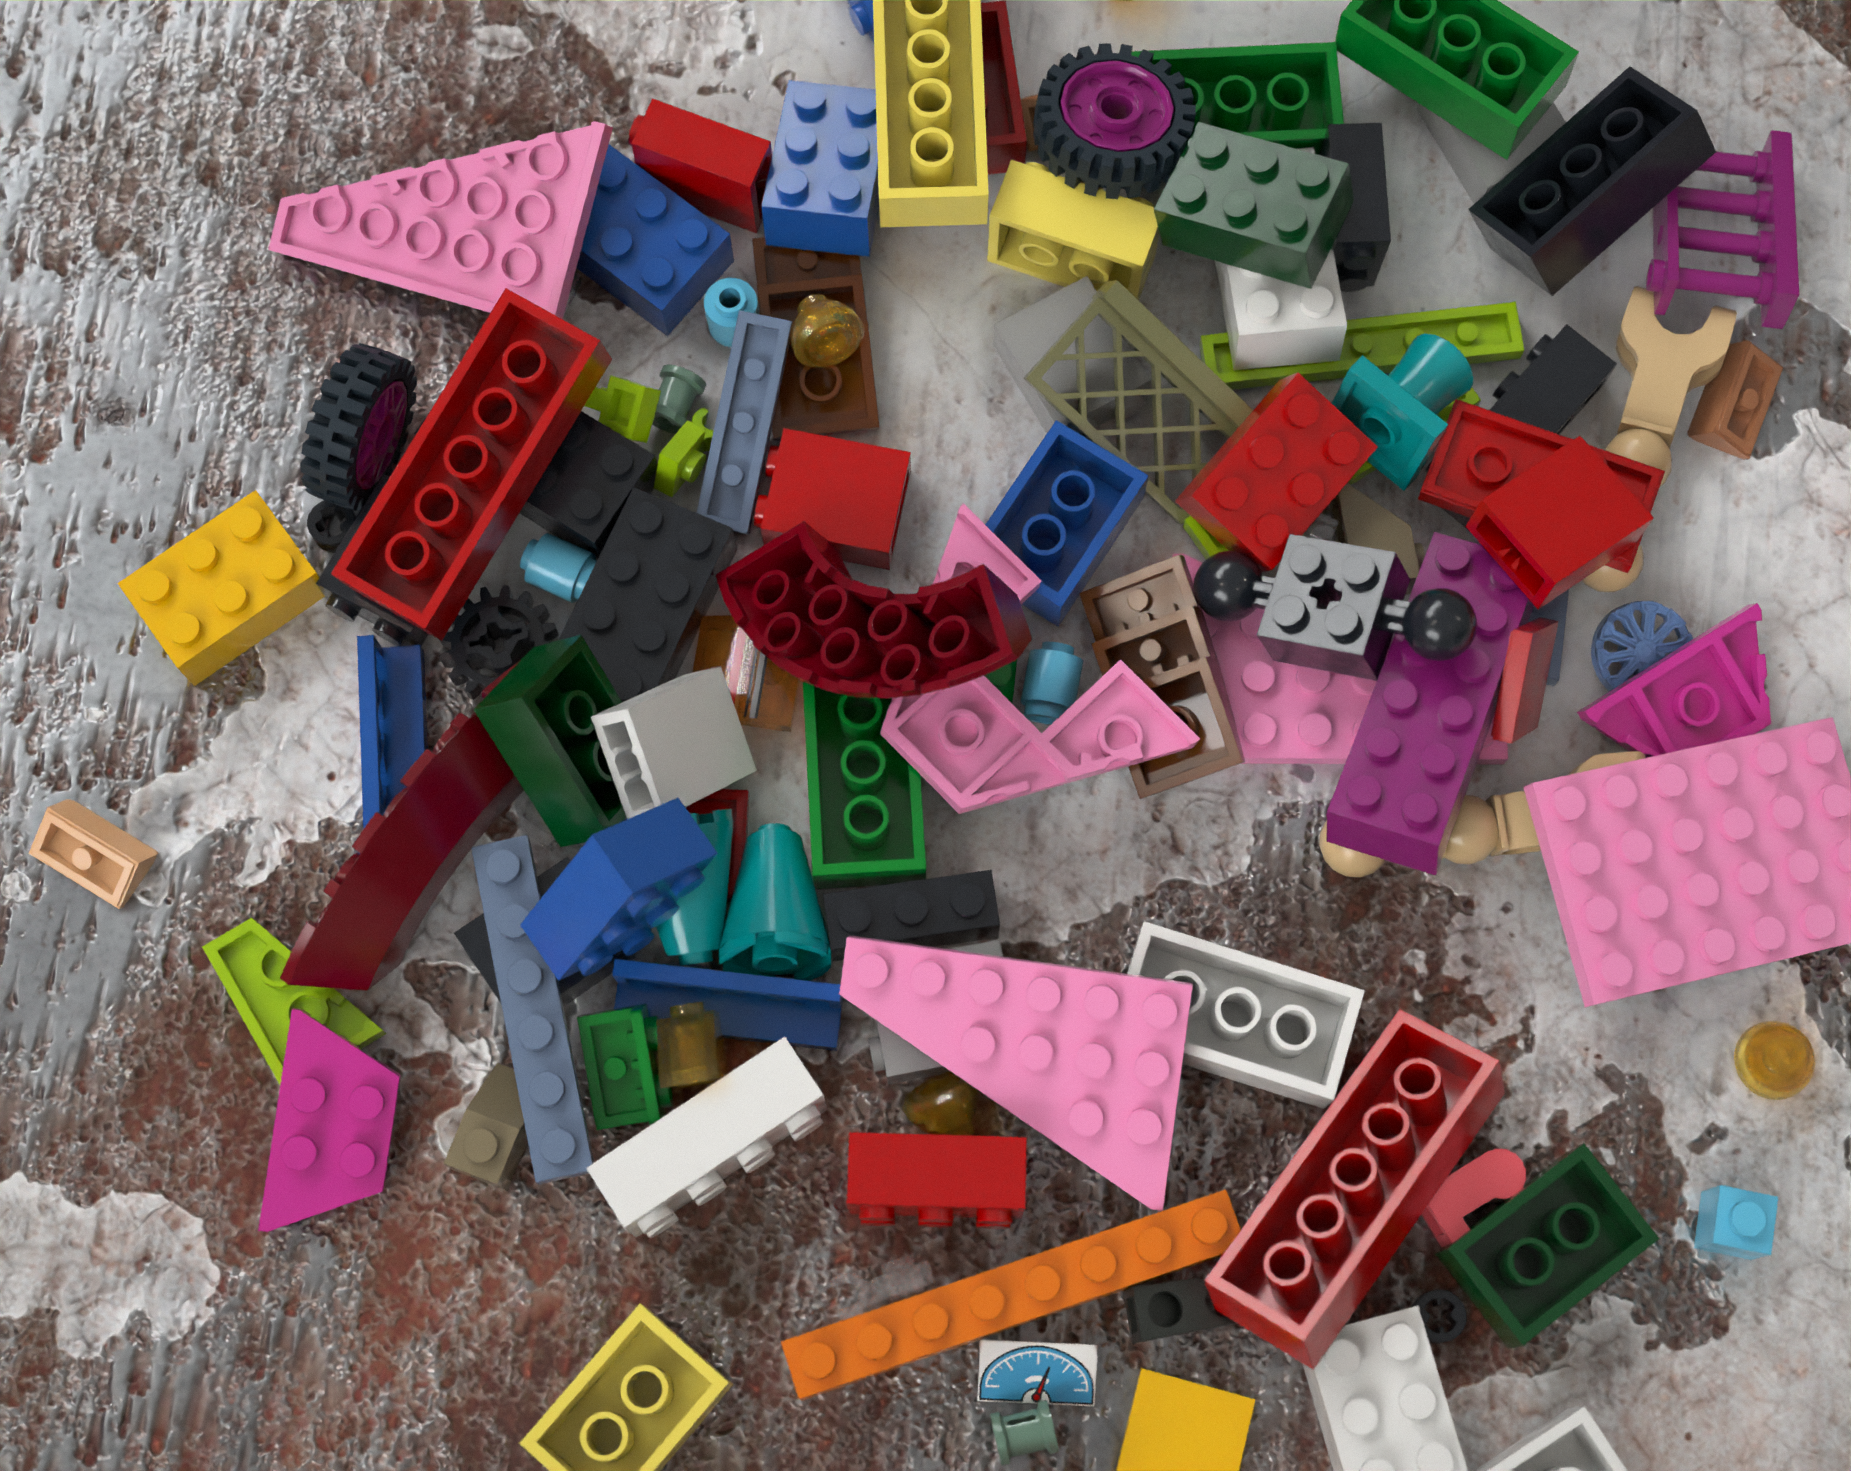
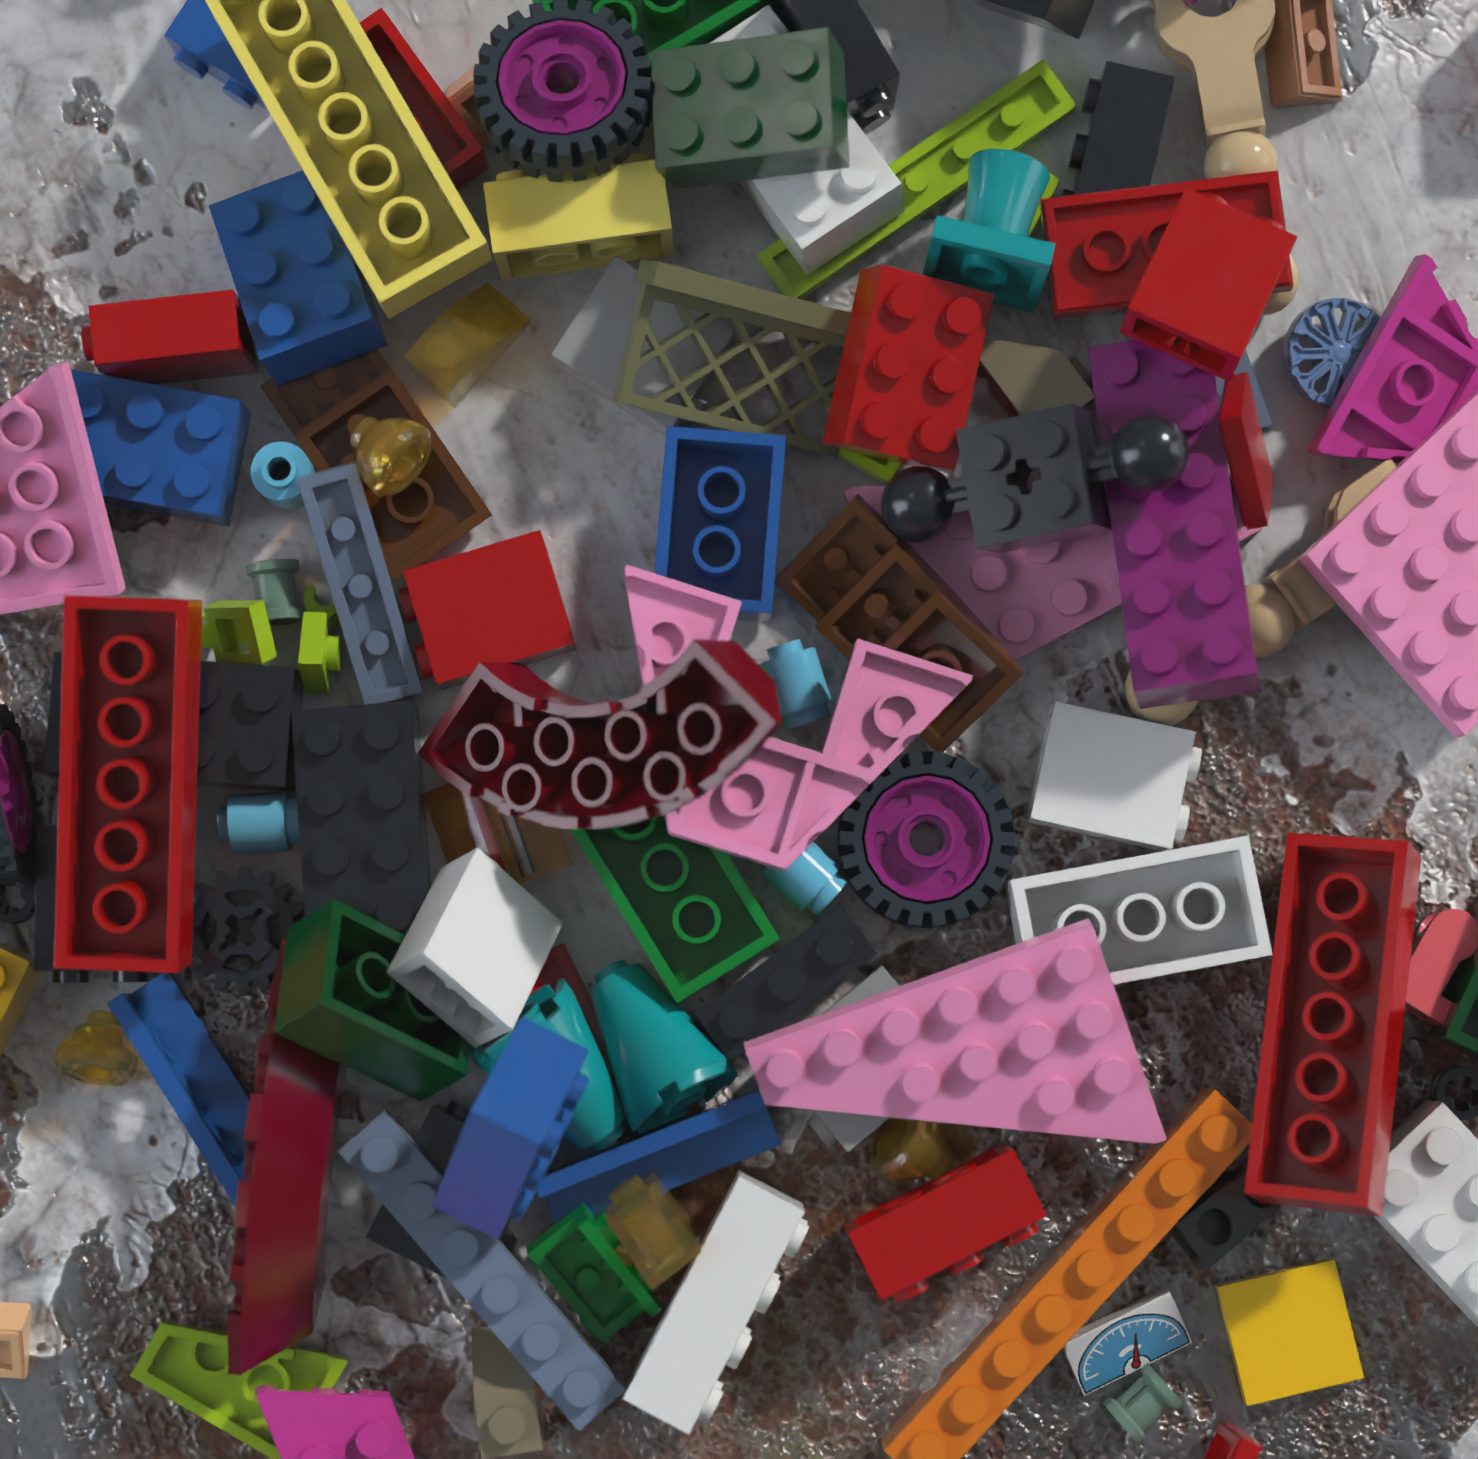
camera: 30 degrees left, 10 degrees up
(327, 679) = (98, 1052): none -> clear yellow brick
(931, 287) = (466, 342): none -> clear yellow slope
(976, 838) = (809, 880): none -> medium azure brick
(1081, 904) = (973, 832): none -> wheel
(1275, 891) = (1113, 777): none -> white brick

